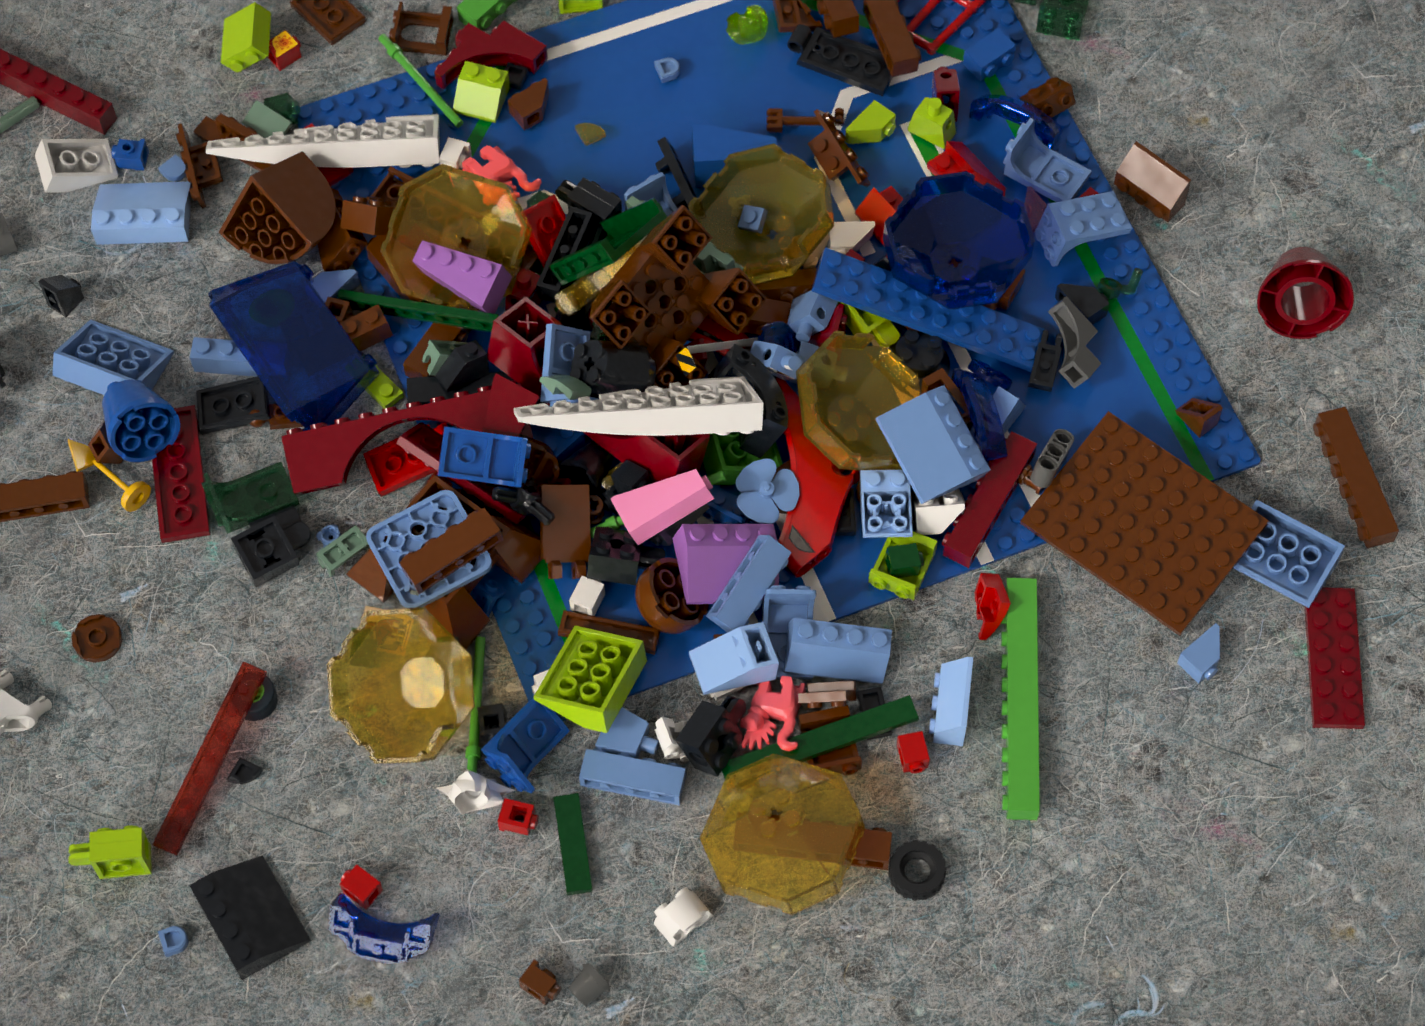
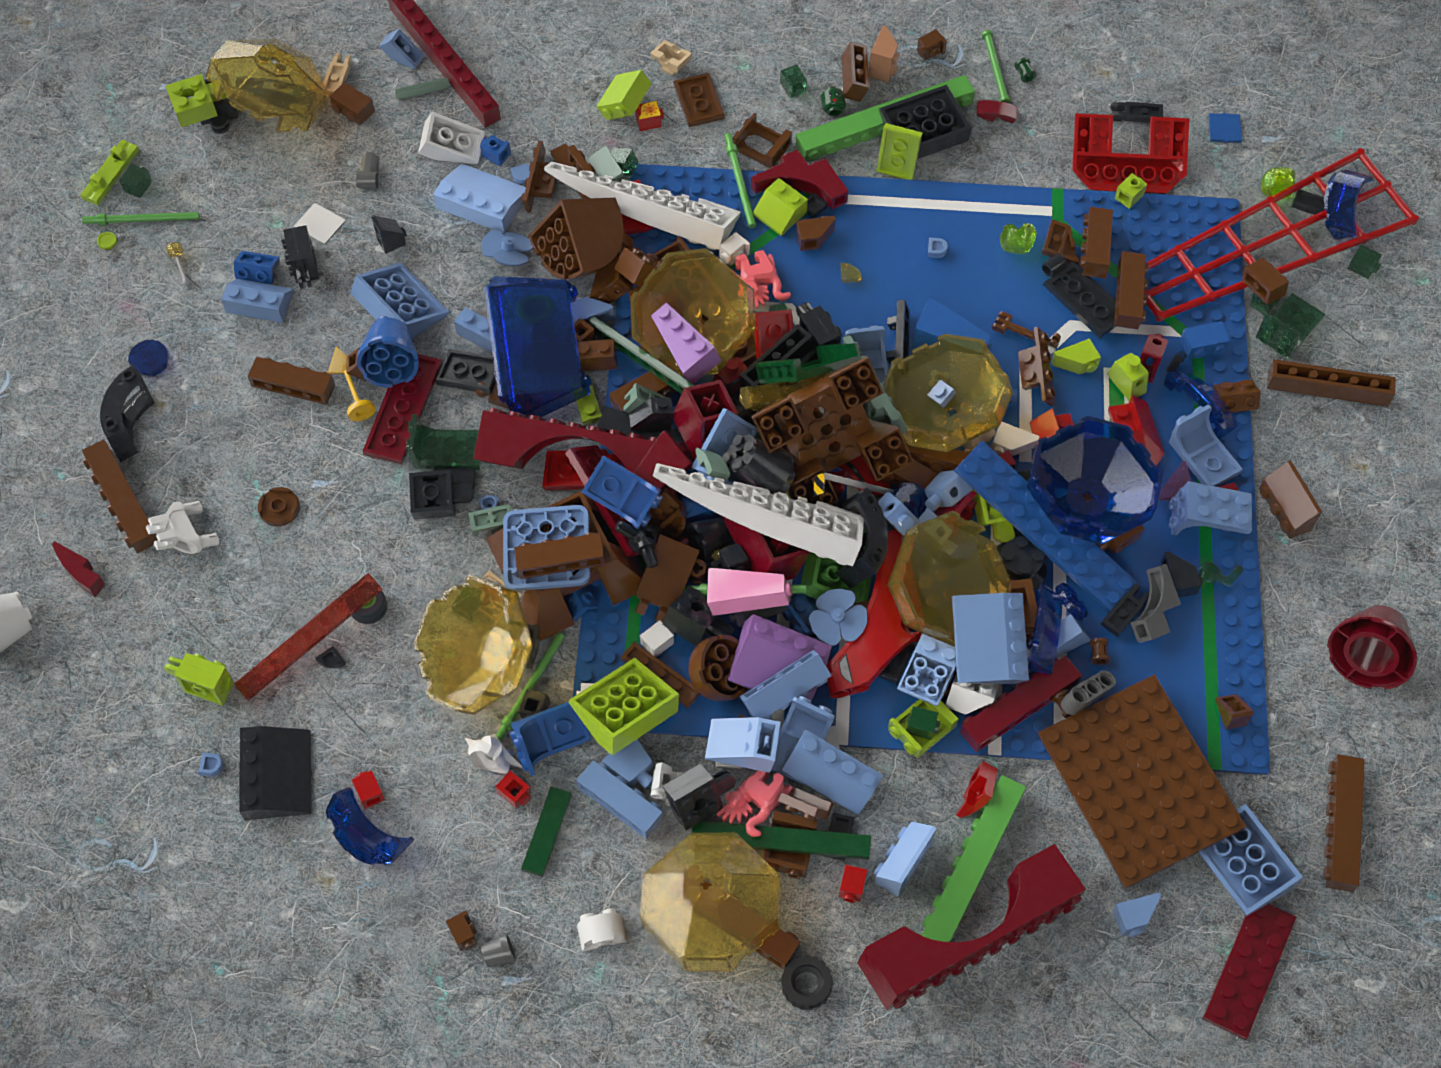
camera: 25 degrees right, 0 degrees up
(197, 255) = (504, 247): none -> medium blue piece
(972, 88) = (1178, 358): none -> black tile
(1016, 797) = (909, 963): none -> dark red arch
(1041, 413) = (1099, 651): none -> reddish brown bush
(1133, 47) = (1331, 383): none -> reddish brown brick

